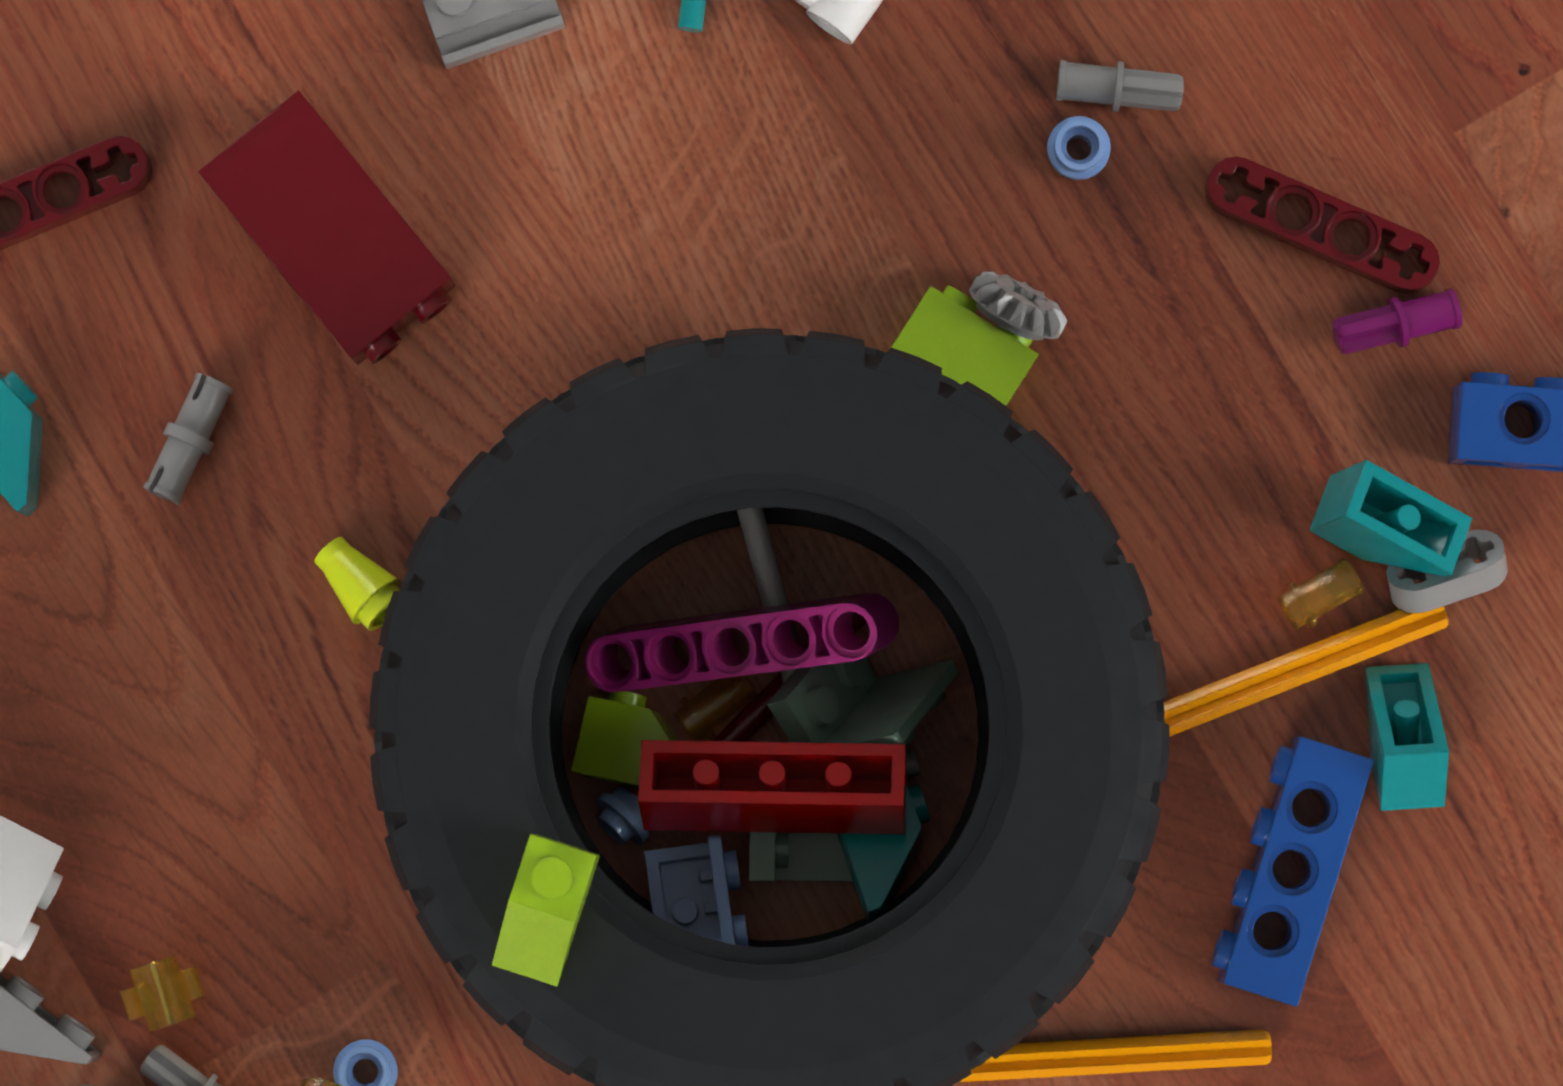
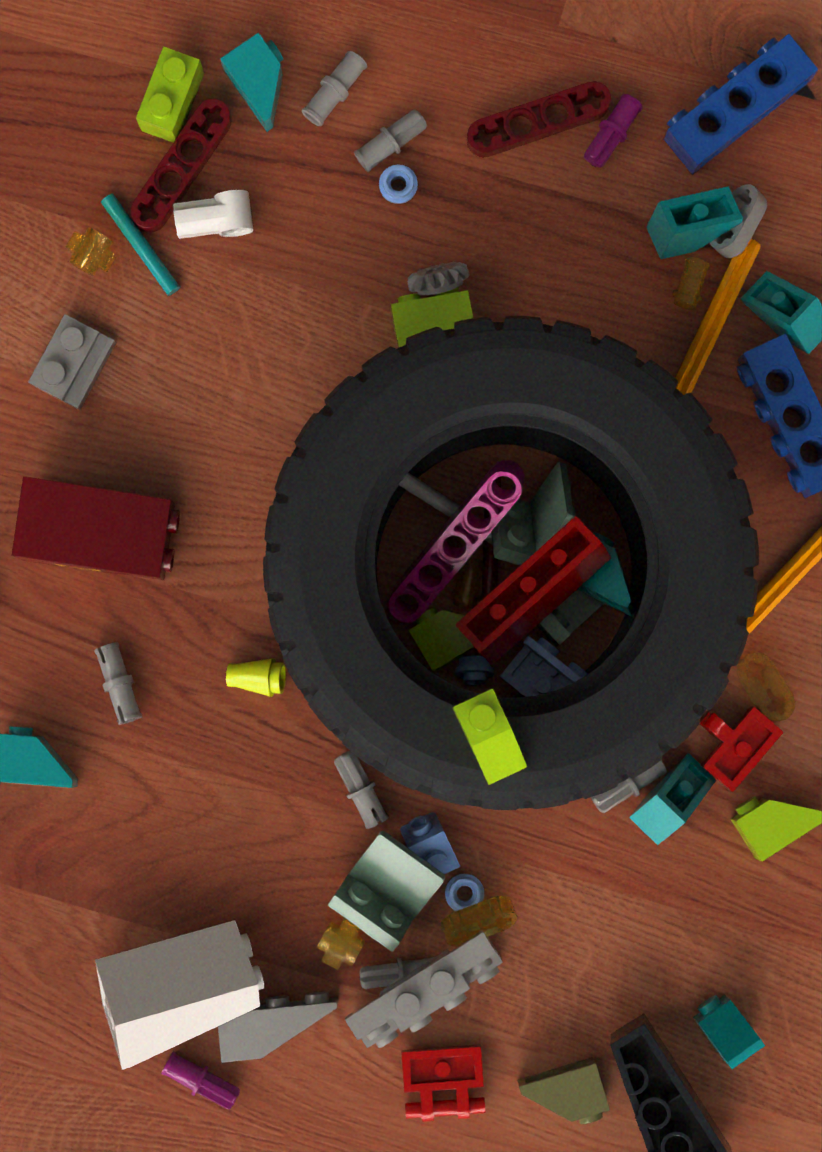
camera: 45 degrees left, 0 degrees up
(273, 980) = (386, 890): none -> sand green bracket
(354, 837) = (360, 789): none -> light grey axle
(374, 977) = (428, 840): none -> medium blue bracket

